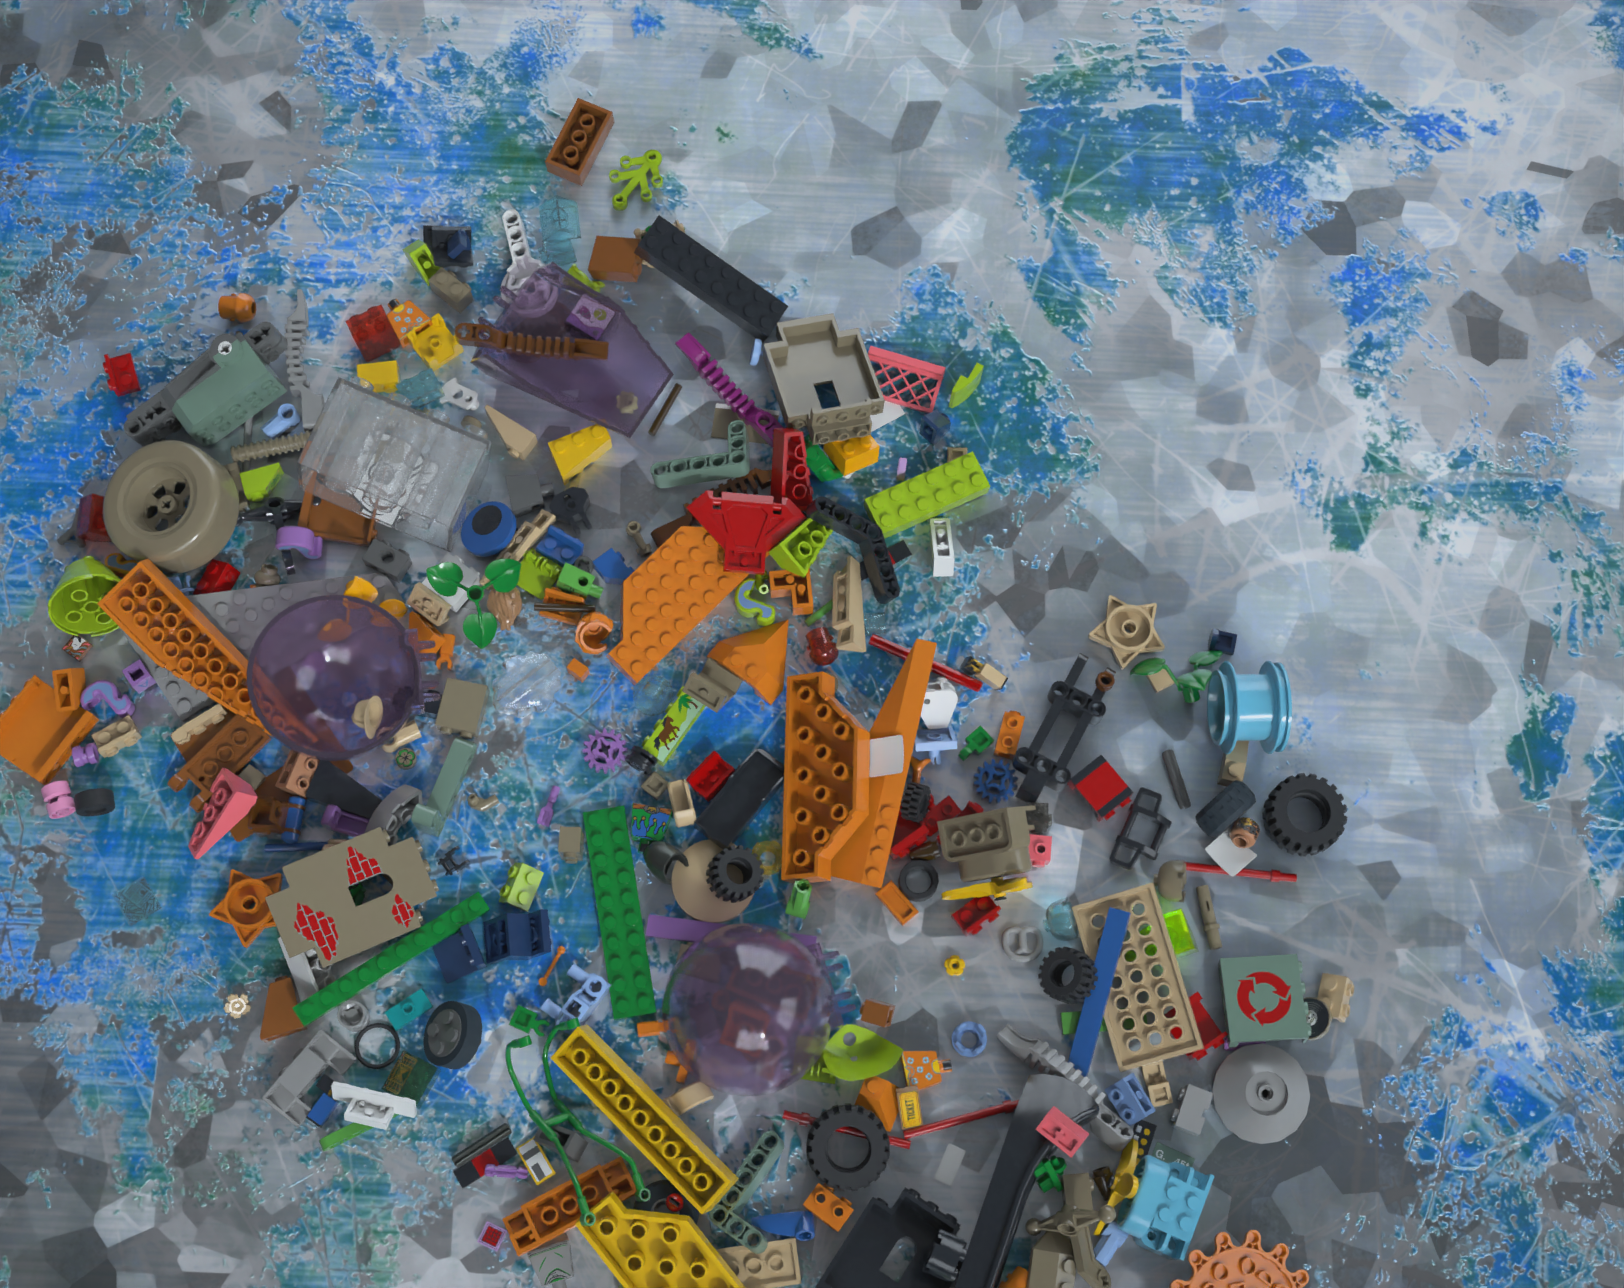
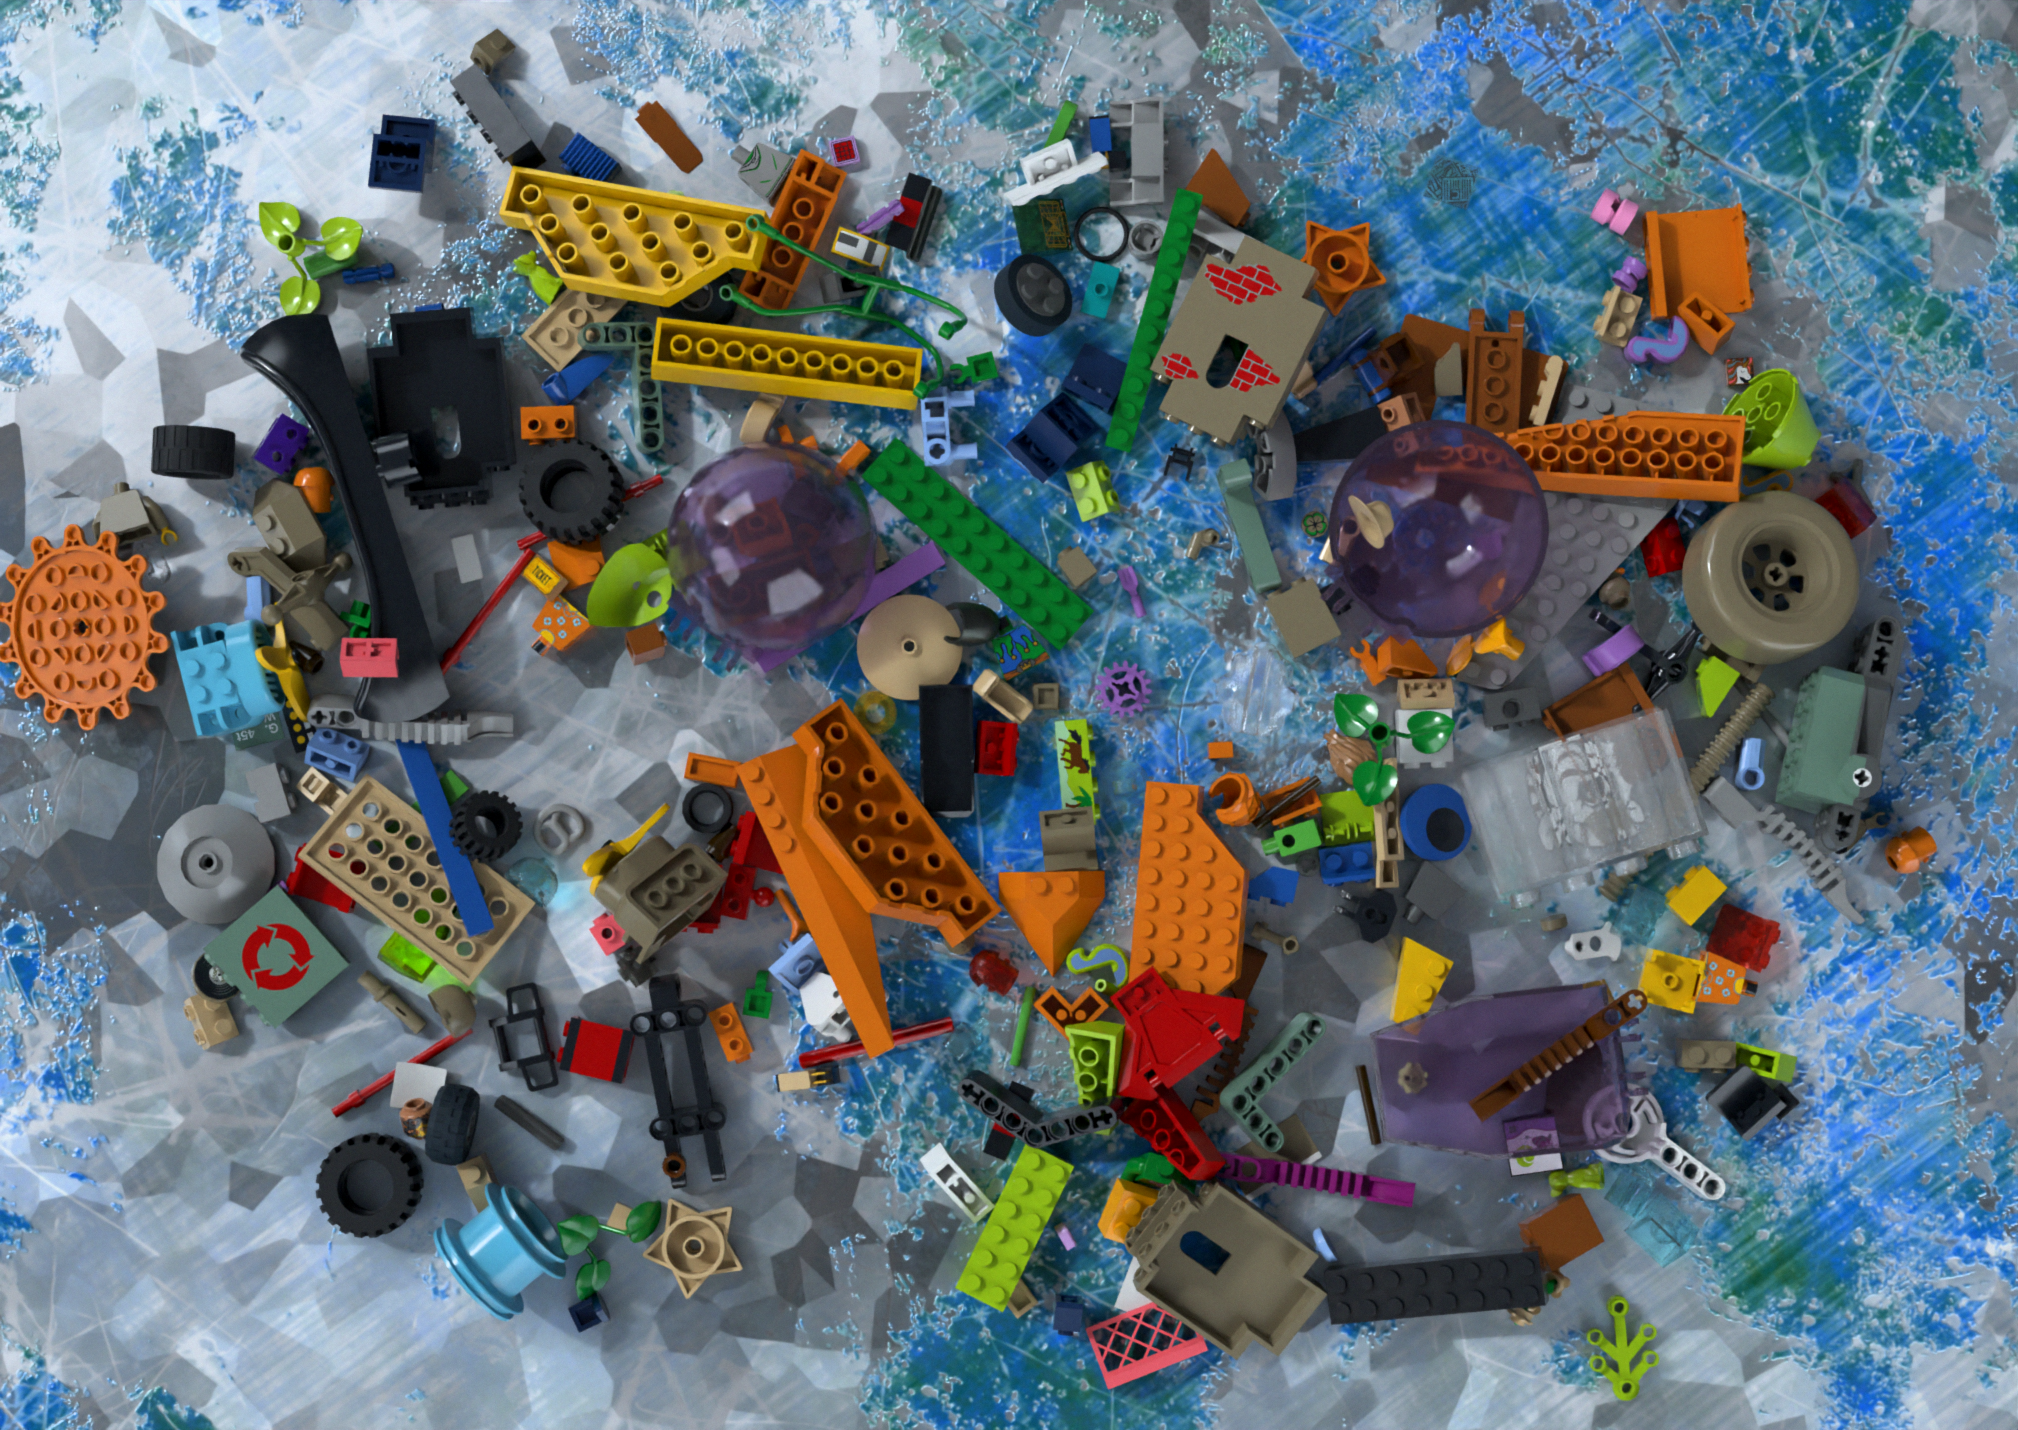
camera: 145 degrees right, 15 degrees up
(94, 802) = (1575, 235): black tyre -> none
(122, 374) = (1963, 683): red bracket -> none
(139, 676) = (1648, 388): medium lavender brick -> none
(228, 805) = (1442, 332): coral wedge -> none
(237, 1005) = (1266, 163): tan plant -> none
(343, 822) = (1315, 412): medium lavender animal -> none
(457, 243) = (1741, 1108): dark blue tile -> none
(514, 436) = (1493, 944): tan slope -> none
(560, 950) = (995, 419): orange hinge -> none
(579, 141) = (1719, 1340): dark orange brick -> none
(641, 760) = (1078, 704): black wheel -> none
(676, 1197) = (694, 315): red hinge -> none
(746, 863) = (874, 679): black tyre -> none
(799, 899) = (808, 693): bright green piece -> none
(848, 608) = (999, 1036): tan wedge -> none
(886, 756) = (829, 898): white sticker -> none
(915, 802) = (768, 881): black tyre -> none
(954, 959) = (614, 749): yellow plate -> none
(966, 386) = (1070, 1382): lime slope -> none
(976, 913) = (626, 817): red bracket -> none
(981, 1037) = (523, 691): medium blue piece -> none
(1001, 792) = (721, 977): blue gear -> none

